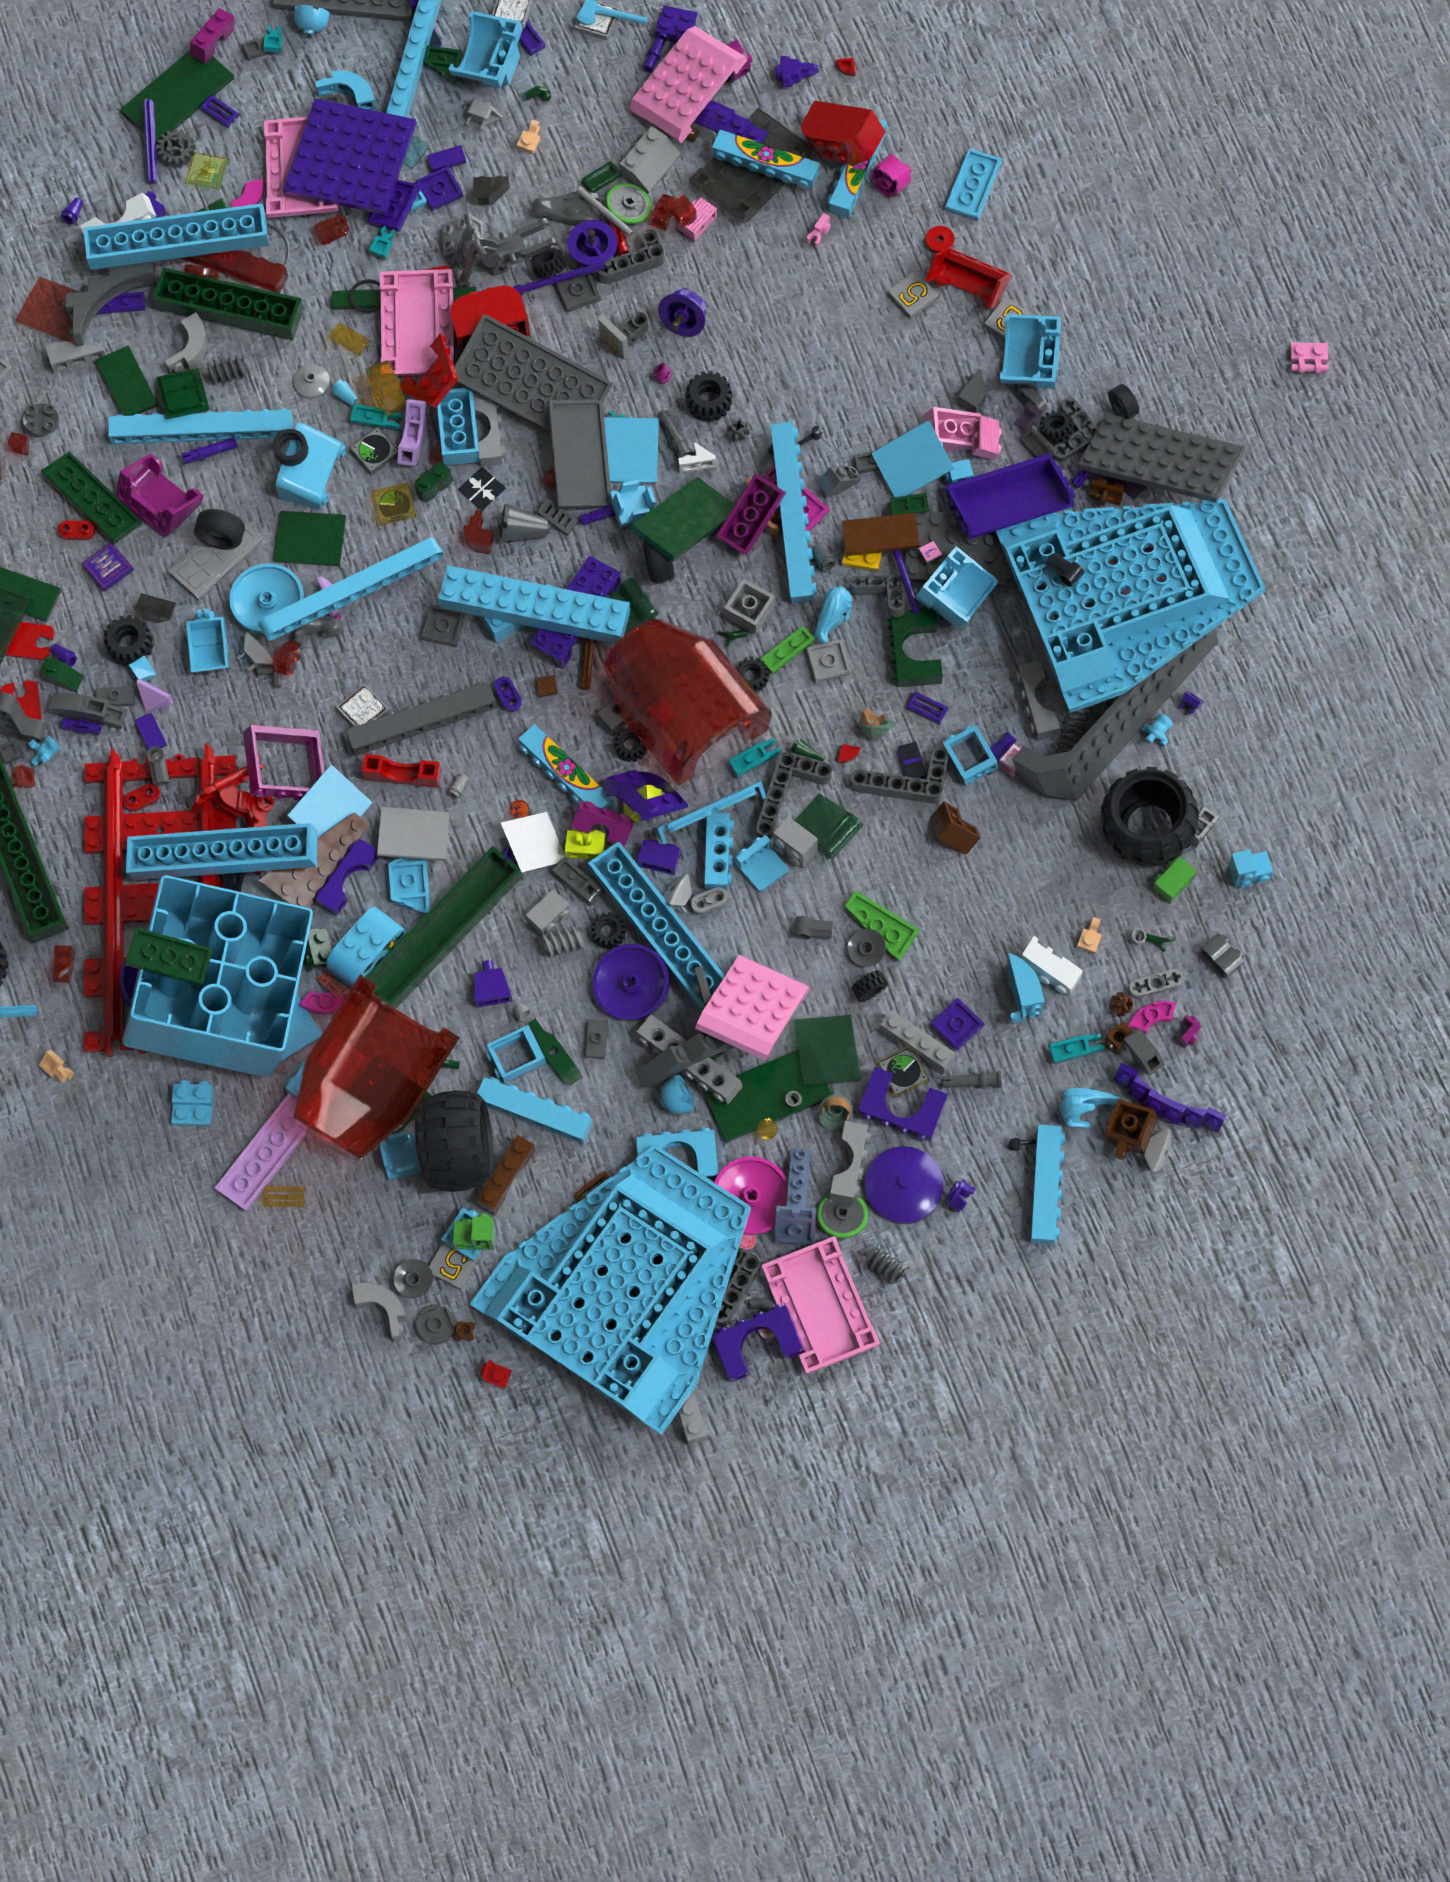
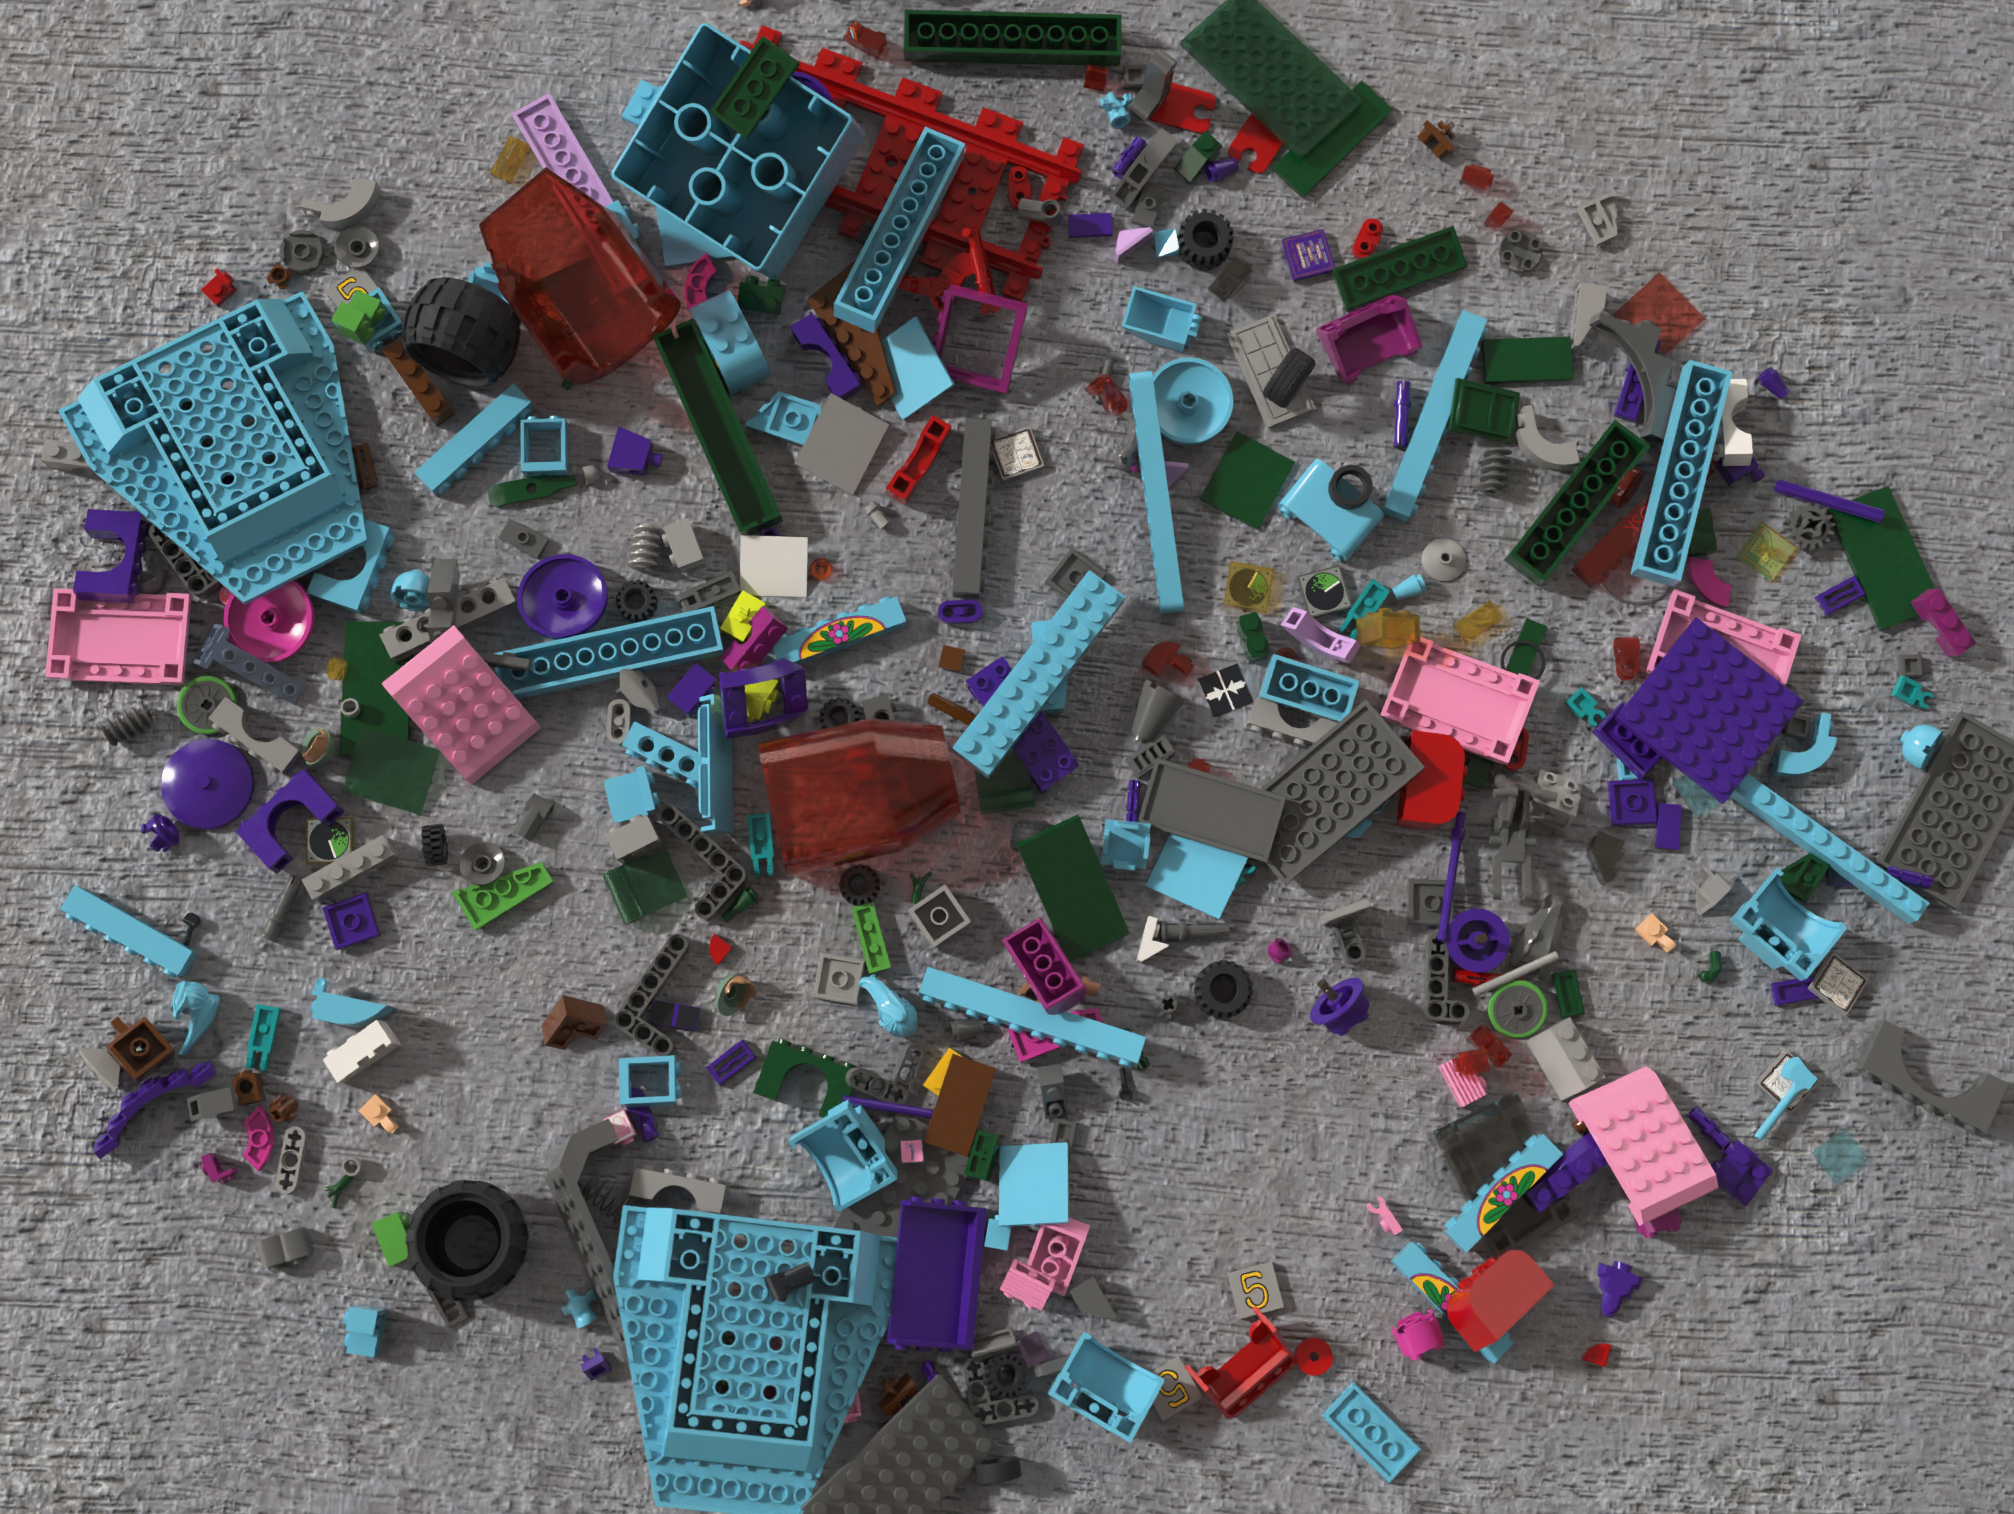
camera: 105 degrees right, 10 degrees up
(255, 653) = (1130, 364): light grey piece -> none
(332, 984) = (704, 295): clear red sticker -> none
(438, 378) = (1370, 687): red wing -> none
(547, 263) = (1466, 881): black tyre -> none

